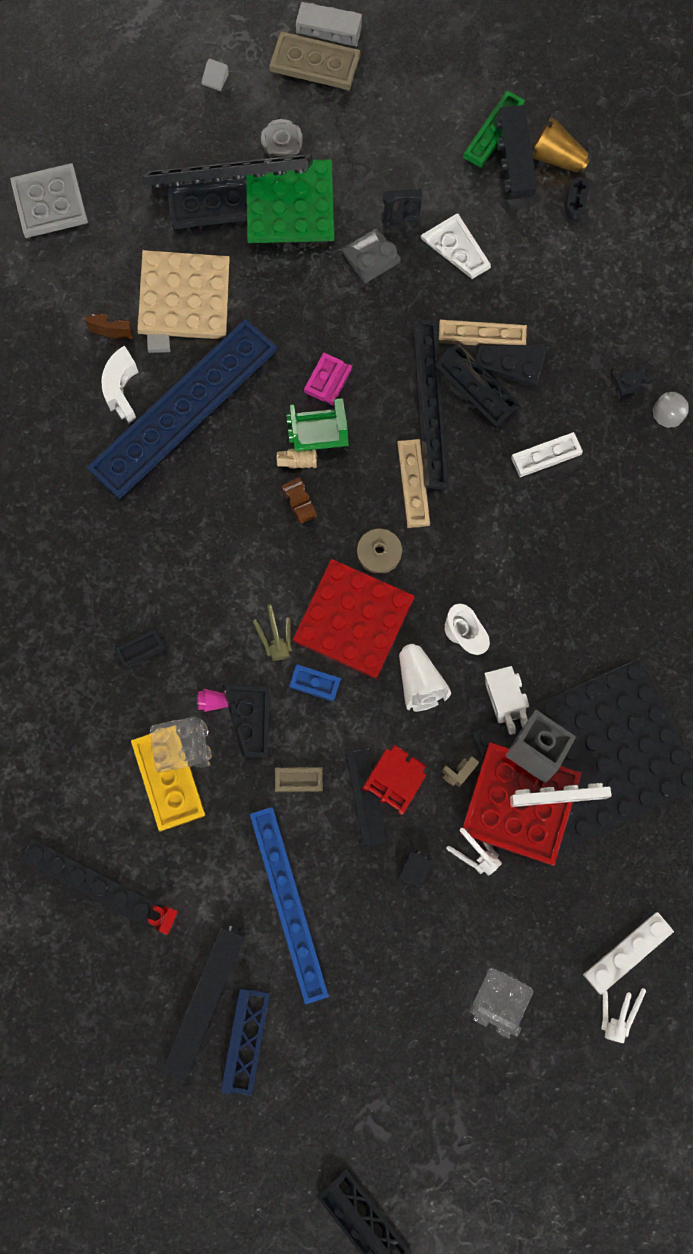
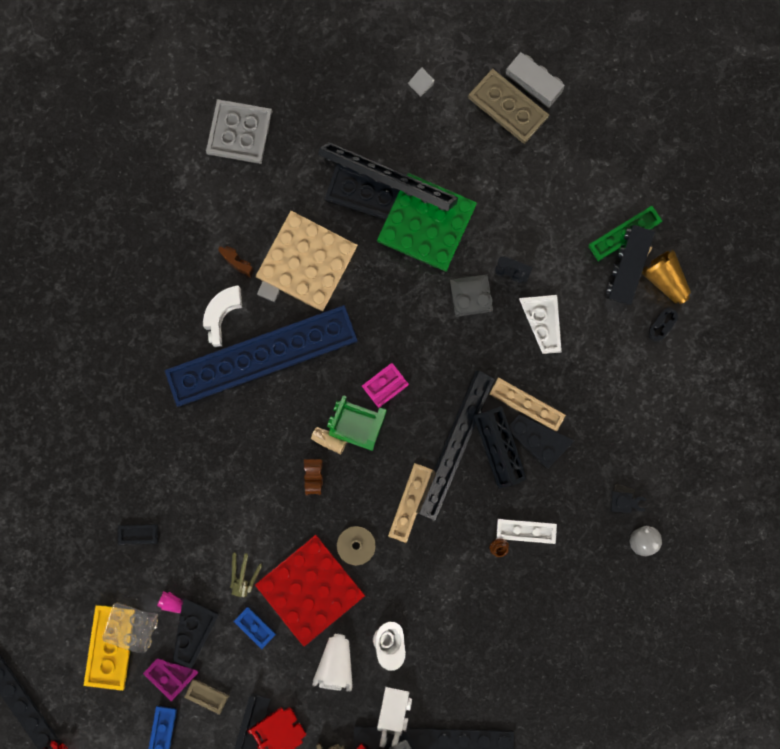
camera: 30 degrees right, 5 degrees up
(248, 778) = (169, 677): none -> magenta wing
(281, 139) = (448, 162): light grey tile -> none
(528, 483) = (499, 547): none -> reddish brown plate

